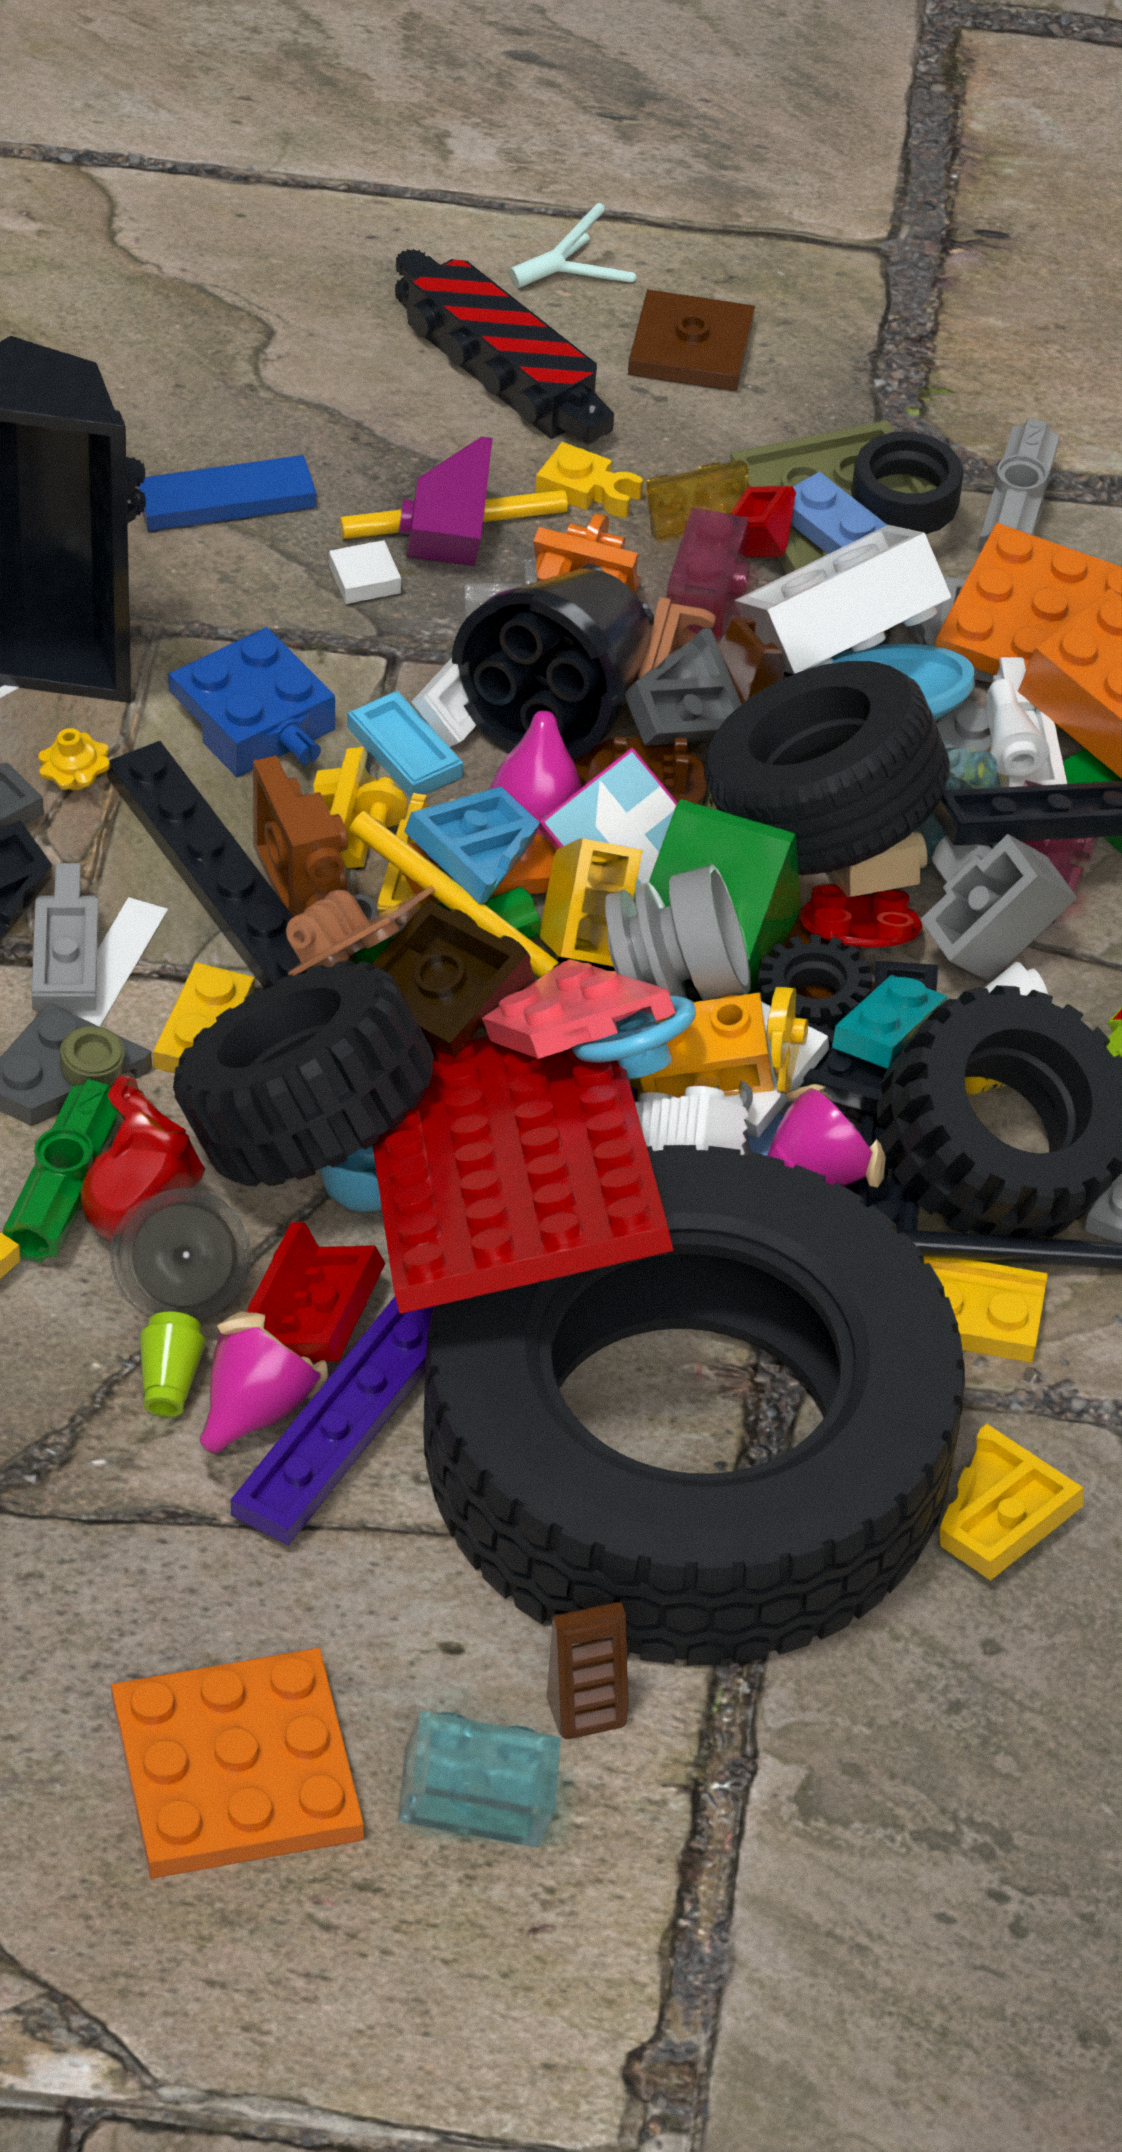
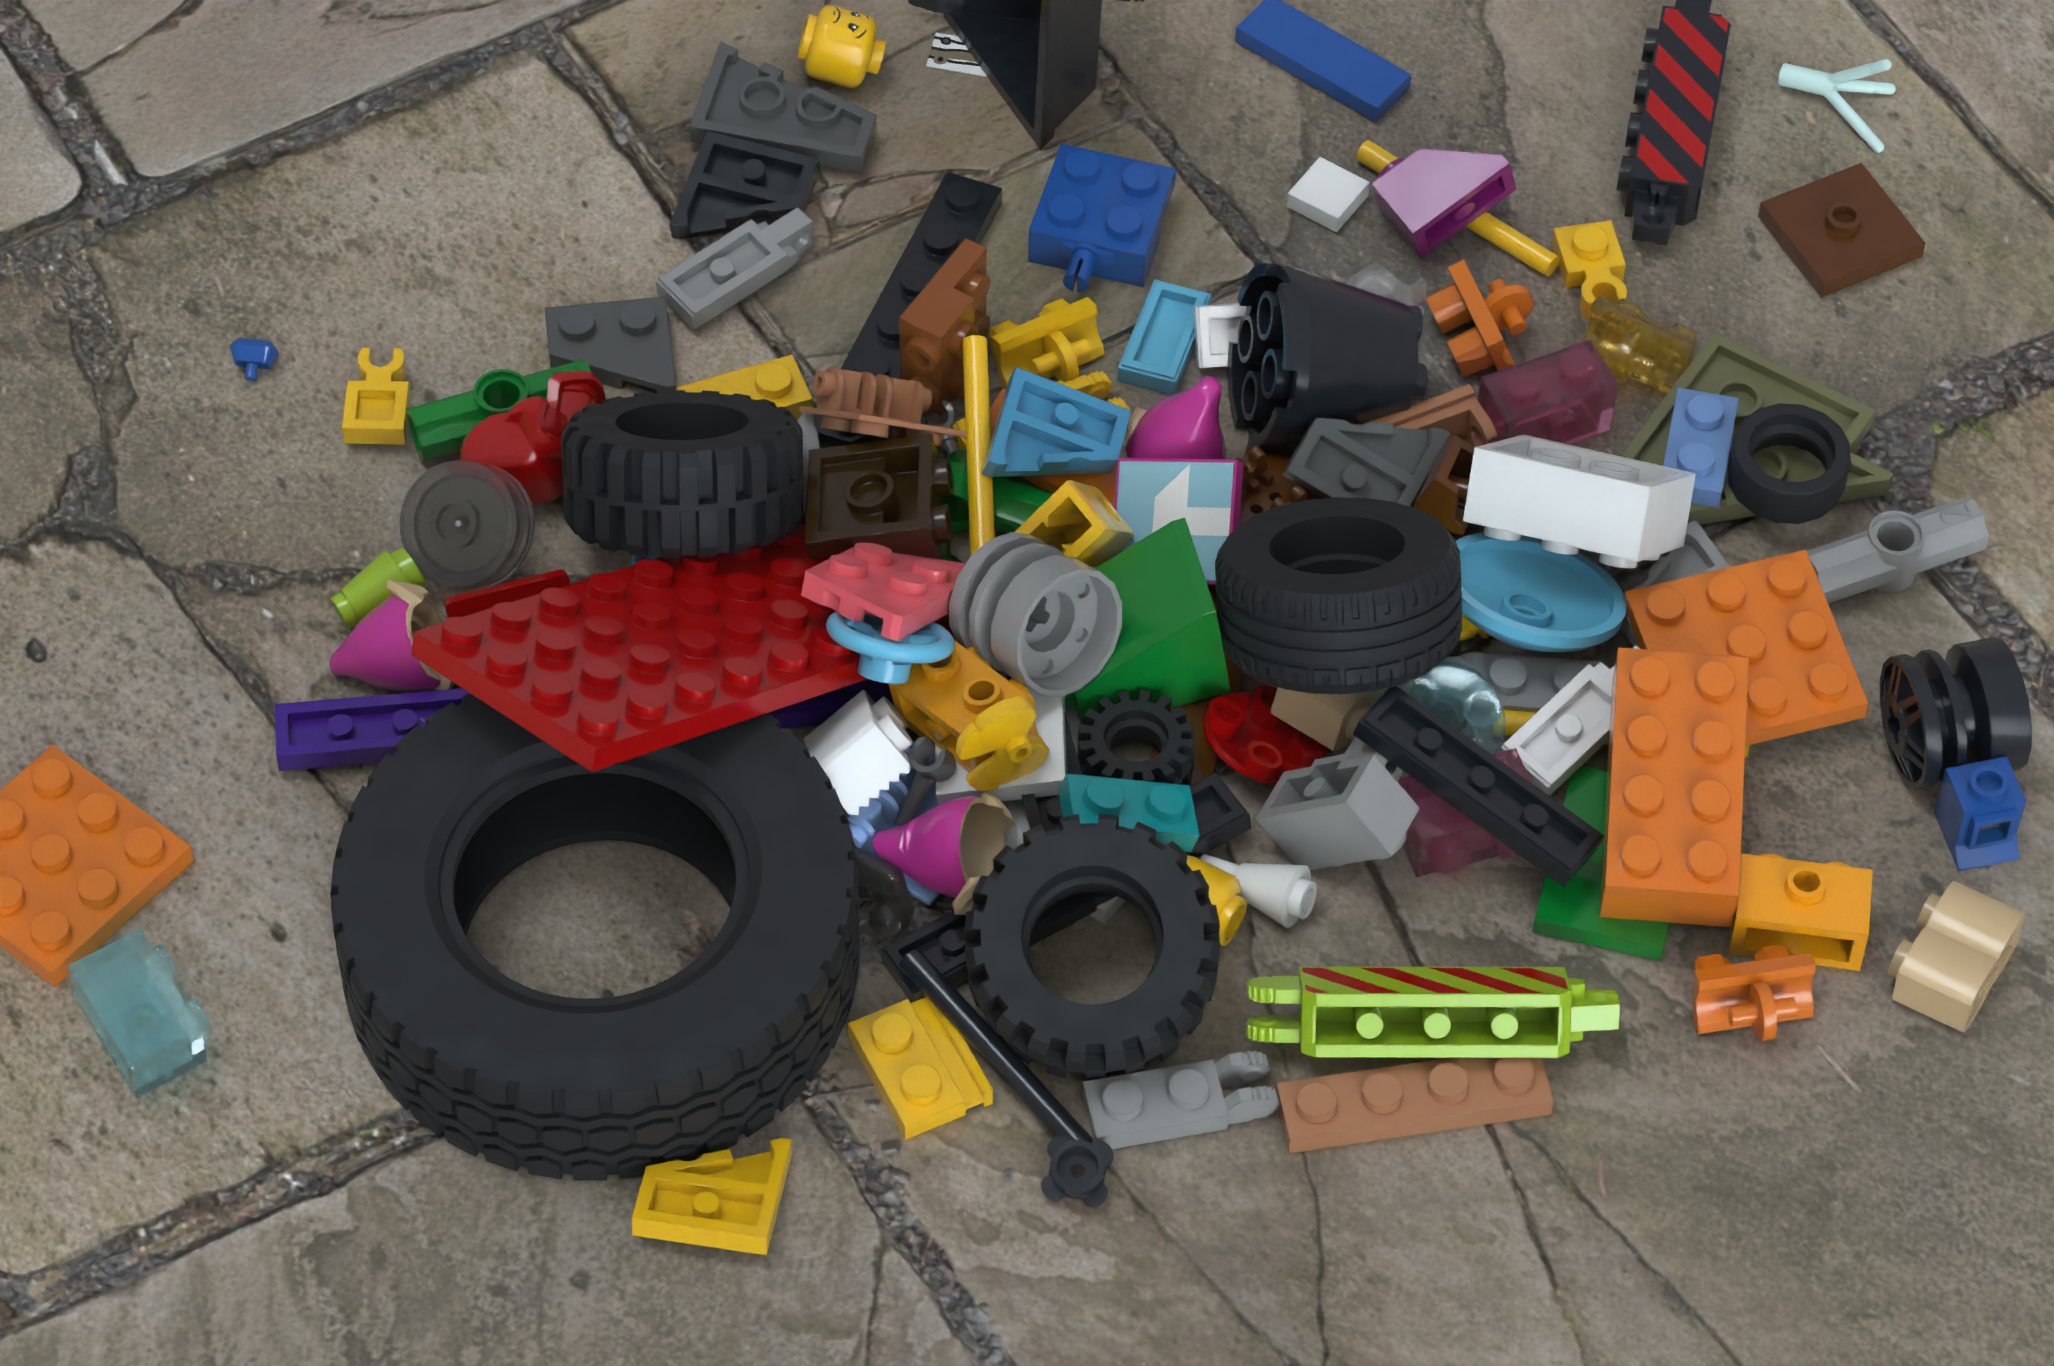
camera: 55 degrees right, 5 degrees up
(74, 760) = (926, 151): yellow plant -> none
(91, 1055) = (624, 353): olive tile -> none
(120, 953) = (763, 312): white sticker -> none
(588, 1679) = (288, 1018): reddish brown slope -> none
(769, 519) = (1646, 395): red slope -> none
(1015, 738) = (1538, 710): white cone -> none

